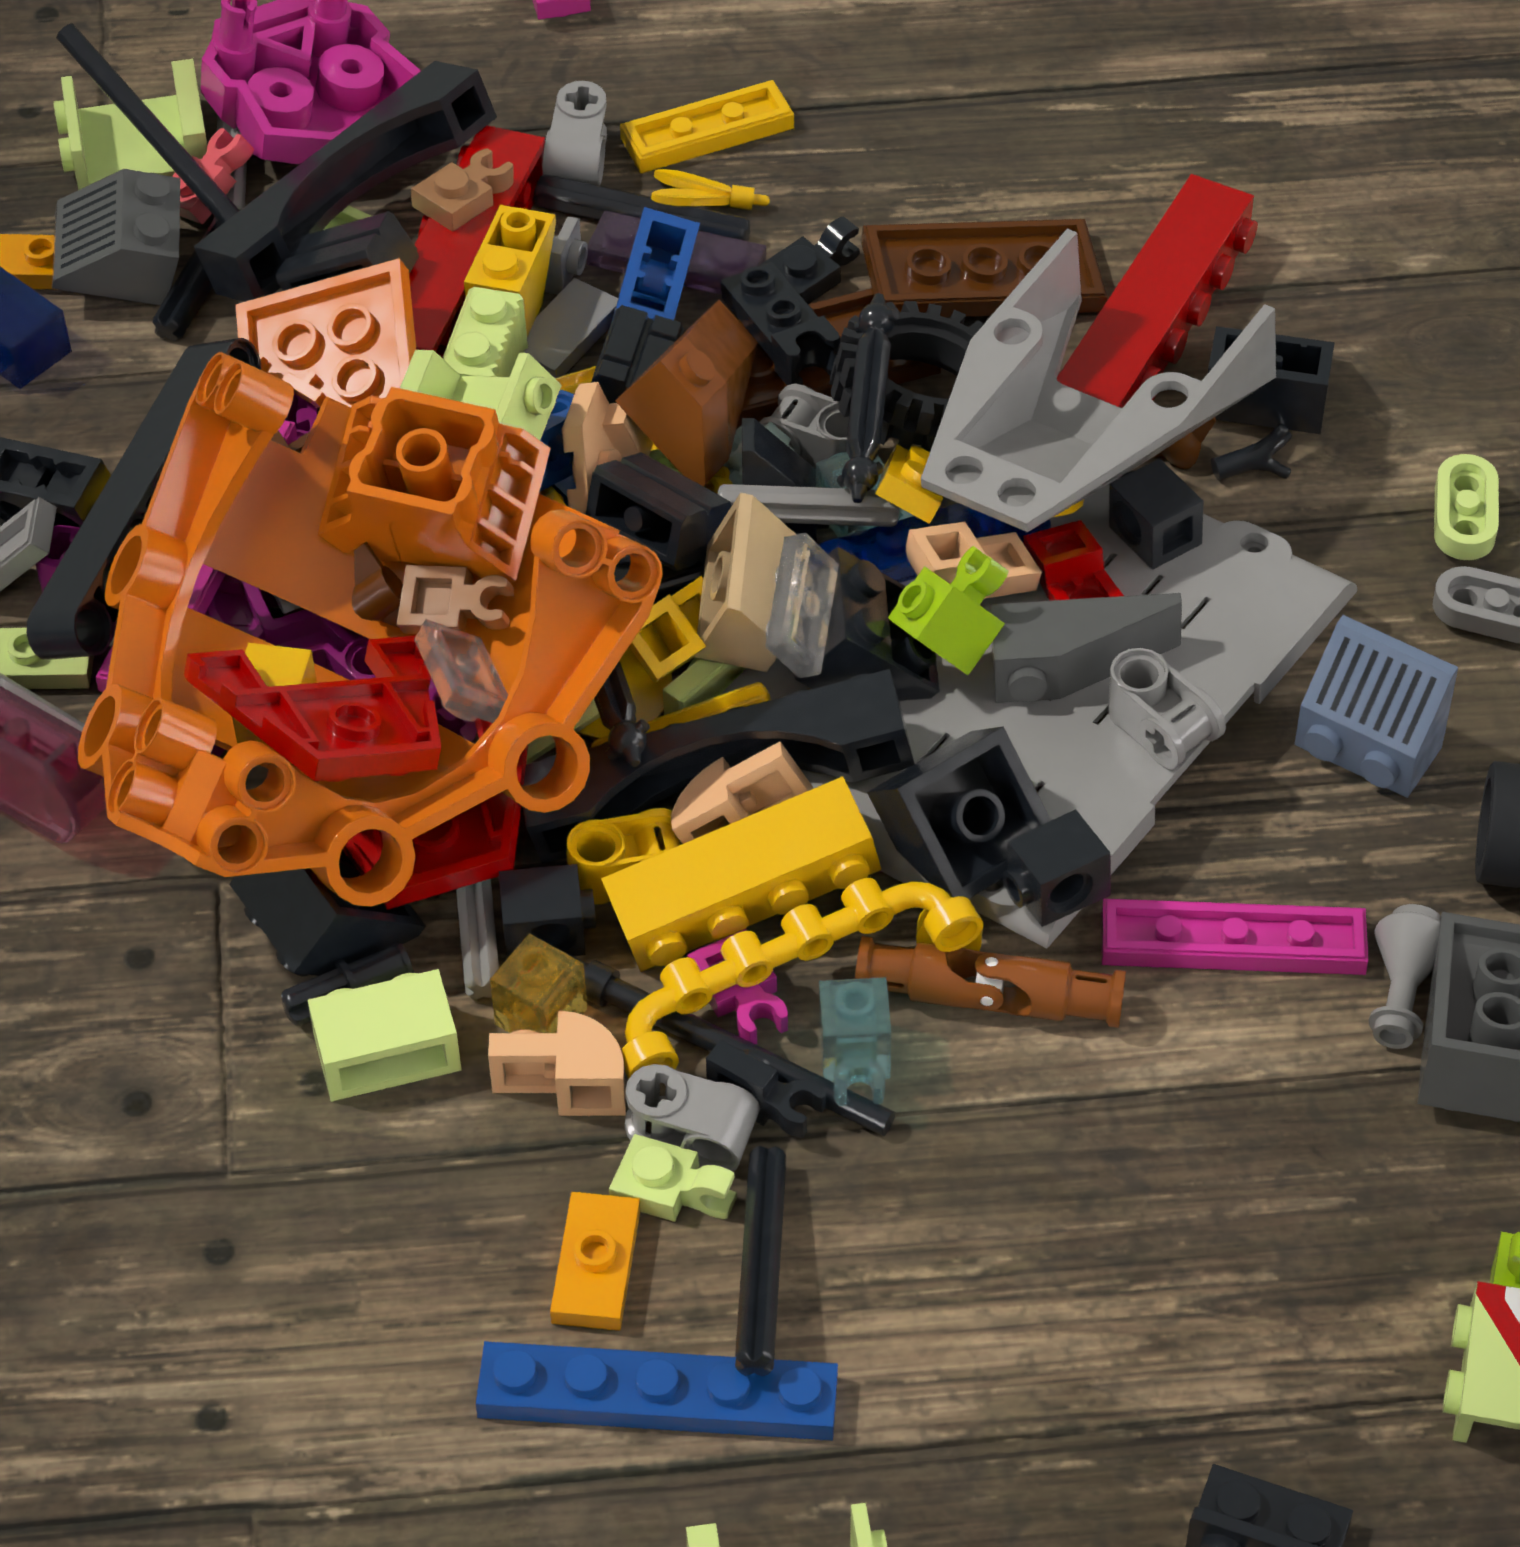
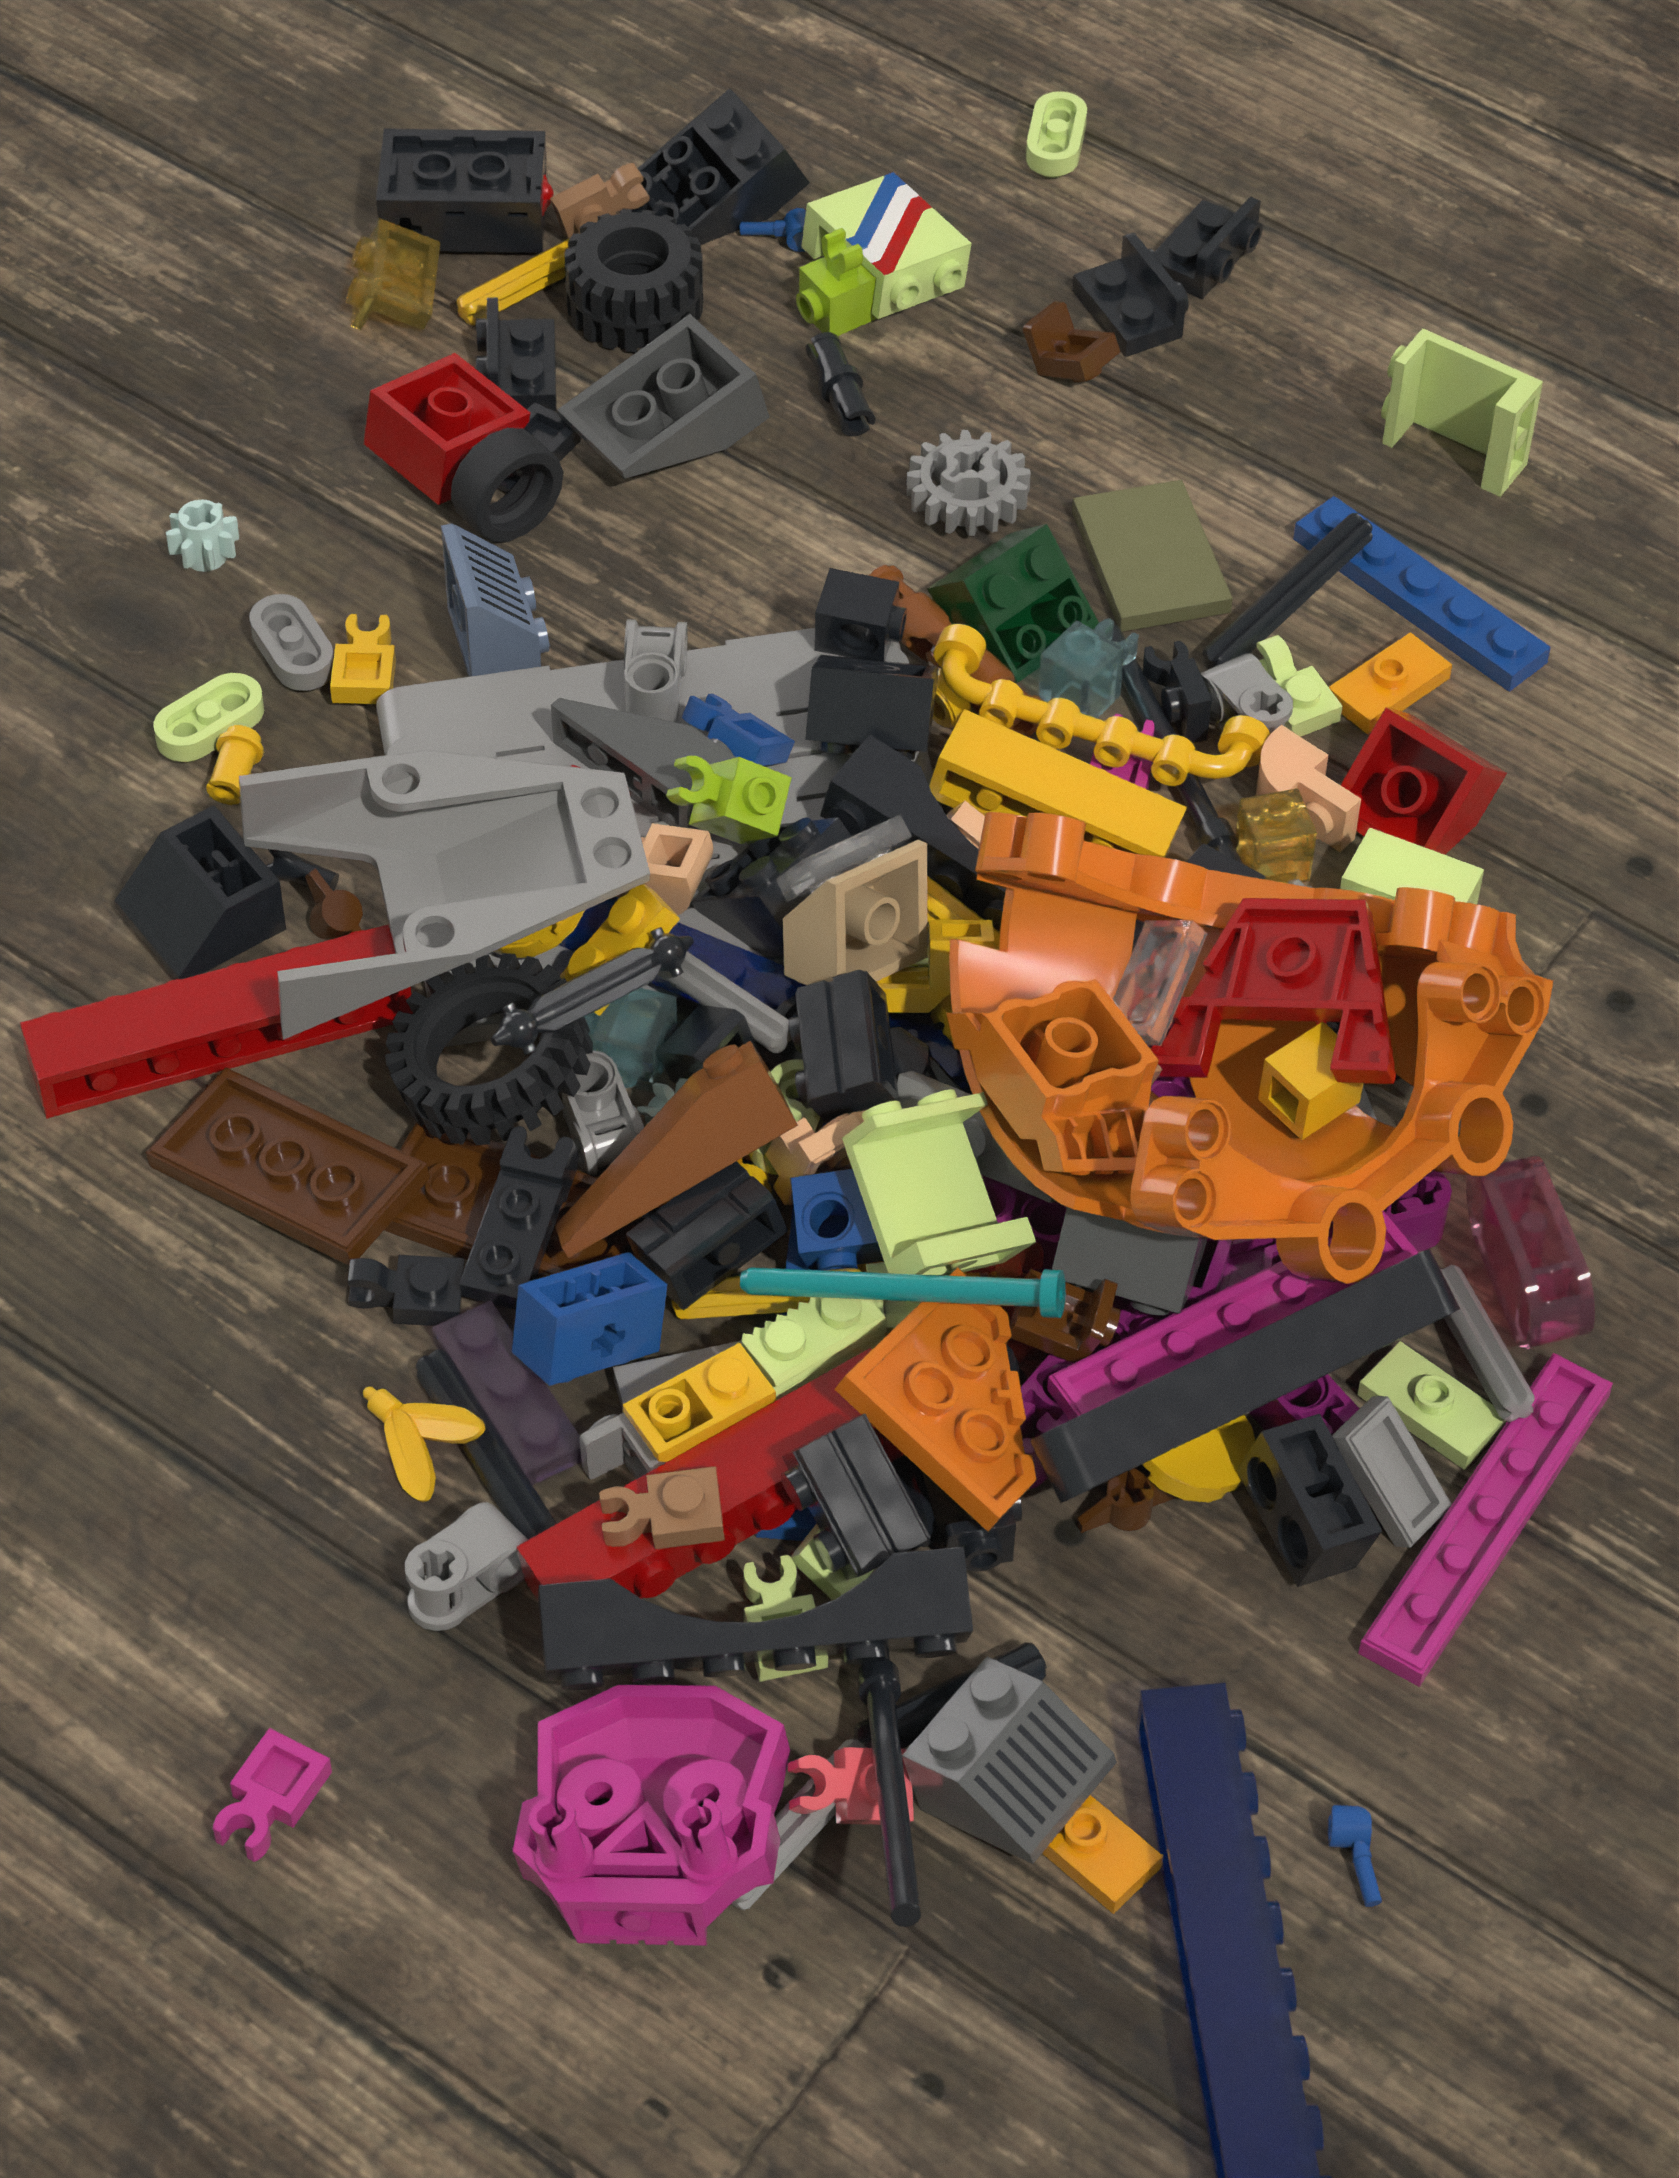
camera: 140 degrees left, 0 degrees up
(107, 142) = (835, 1937): yellowish green panel -> none
(312, 386) = (1044, 1293): none -> teal bar
(463, 1148) = (1420, 783): none -> red slope
(706, 126) = (322, 1513): yellow tile -> none
(938, 1236) = (1151, 555): none -> olive tile
(990, 1064) = (1016, 597): none -> dark green slope
(1032, 714) = (741, 733): none -> blue plate
(1199, 1156) = (968, 482): none -> light grey gear
(1234, 936) = (733, 574): dark pink tile -> none
(1249, 1400) = (1066, 351): none -> reddish brown bracket
(1404, 1192) = (840, 384): none -> black pin
(1408, 950) = (656, 491): light grey piece -> none
(1409, 499) = (238, 752): none -> yellow pin
(1423, 623) = (364, 665): none -> yellow plate

